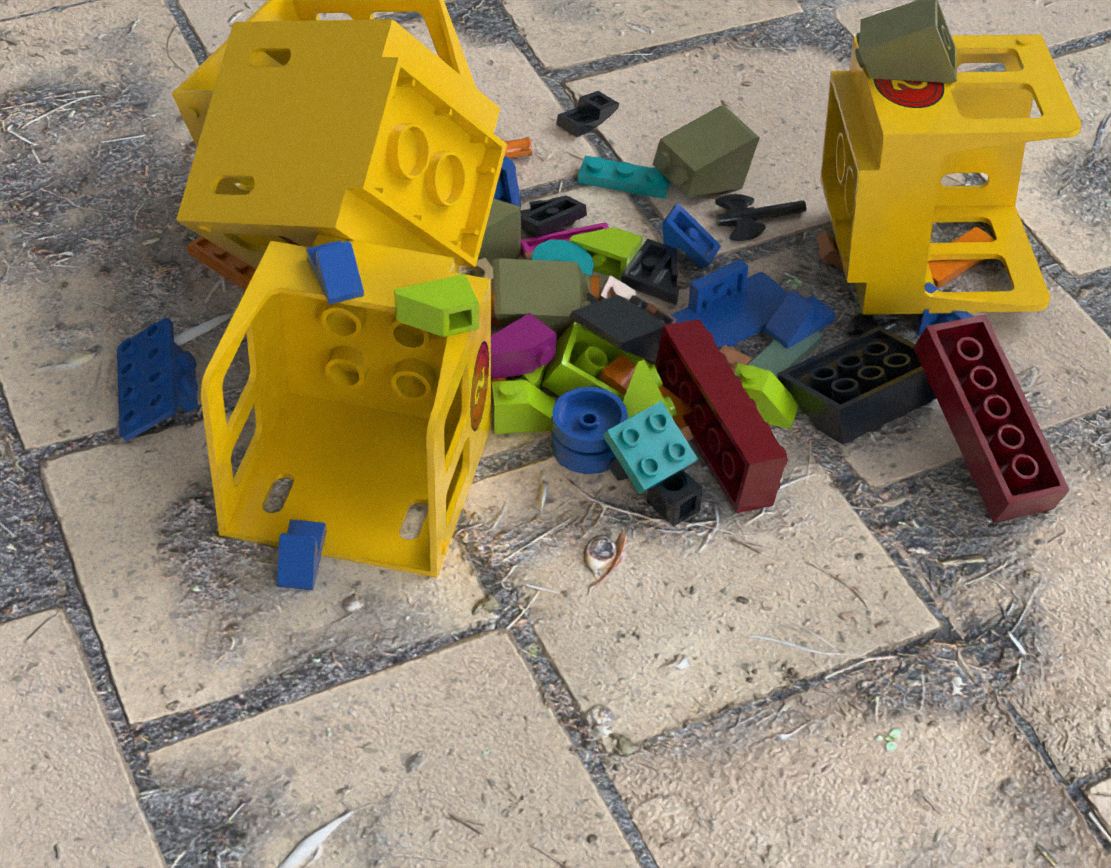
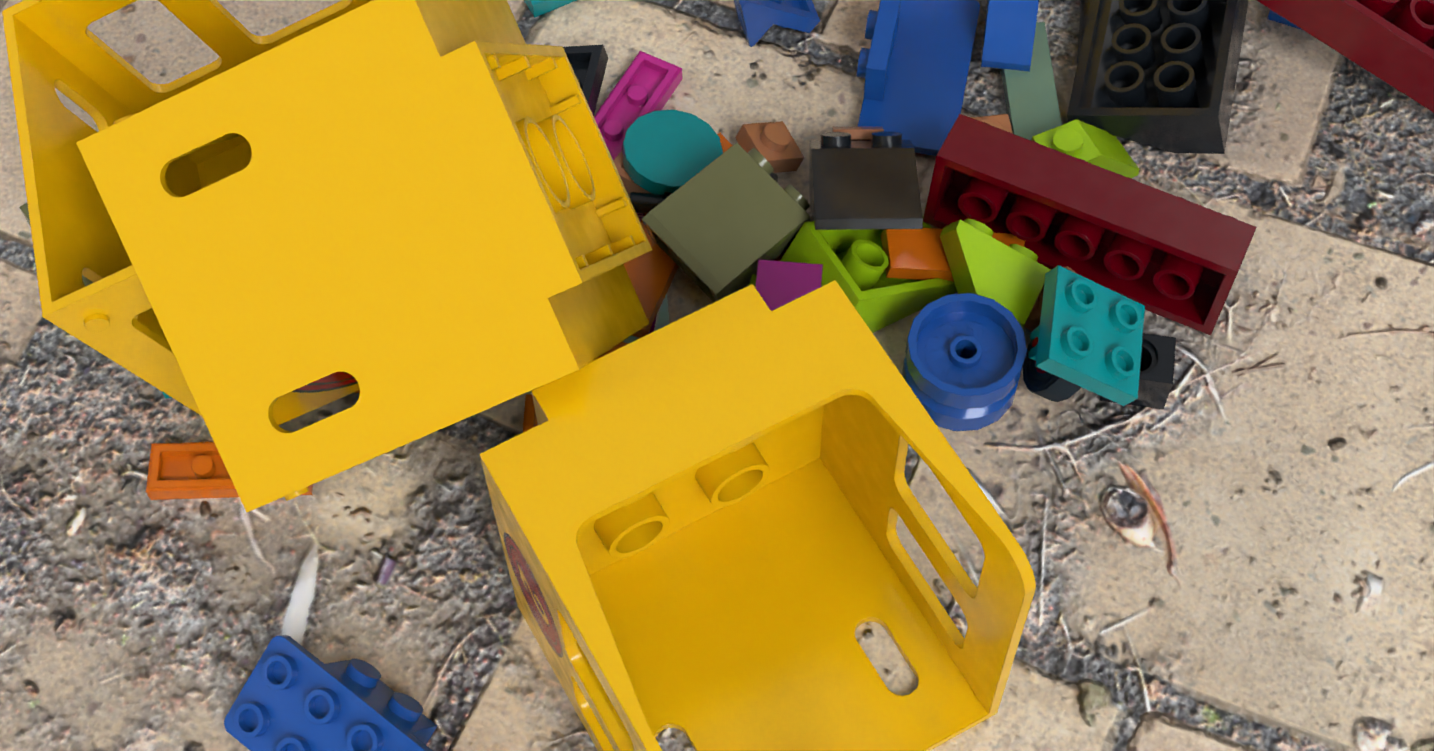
camera: 40 degrees left, 15 degrees up
(336, 271) = (639, 434): blue slope -> none
(439, 306) = (854, 380): lime slope -> none
(610, 249) = (701, 84): lime slope -> none
(654, 271) = (772, 78): black wing -> none

